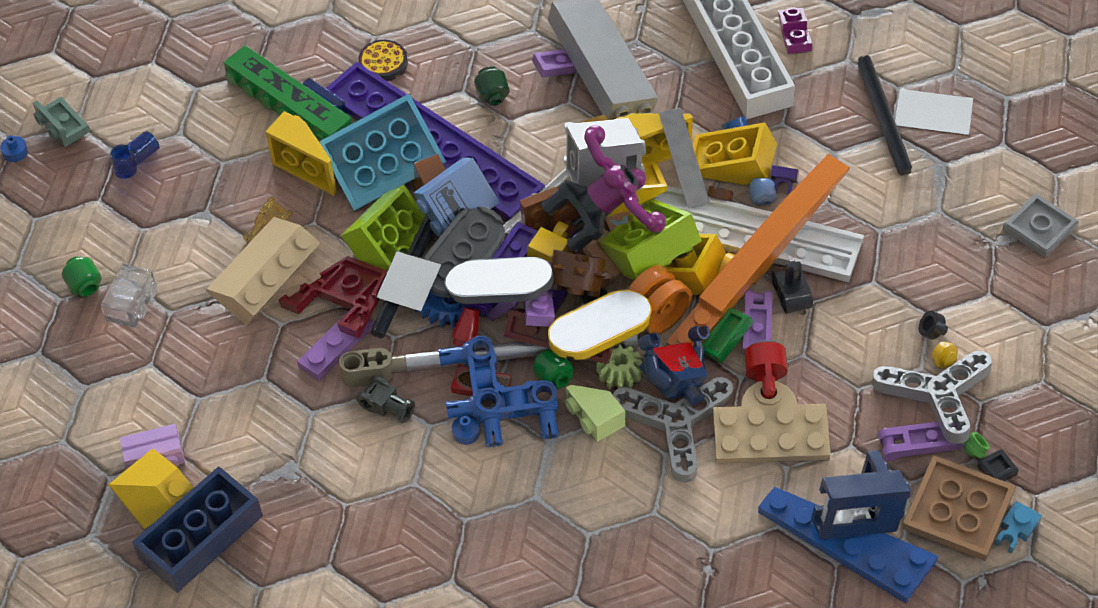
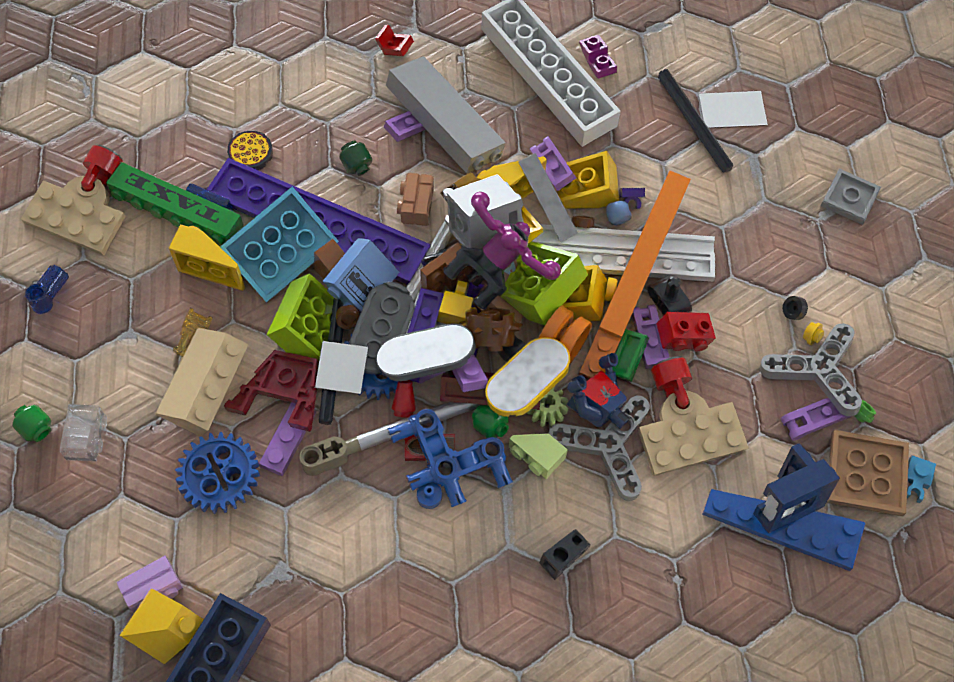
camera: 20 degrees left, 10 degrees up
(191, 86) = (80, 208): none -> tan plate
(228, 365) = (196, 482): none -> blue gear
(383, 398) = (347, 483): pearl dark grey connector -> none
(429, 233) = (347, 316): none -> reddish brown tile
(544, 138) = (417, 199): none -> nougat brick
(590, 513) = (564, 553): none -> black leg
(705, 128) = (556, 167): none -> medium lavender plate
(741, 121) = (576, 153): blue tile -> none
(796, 322) = (685, 331): none -> red brick
(998, 466) = (885, 426): black tile -> none

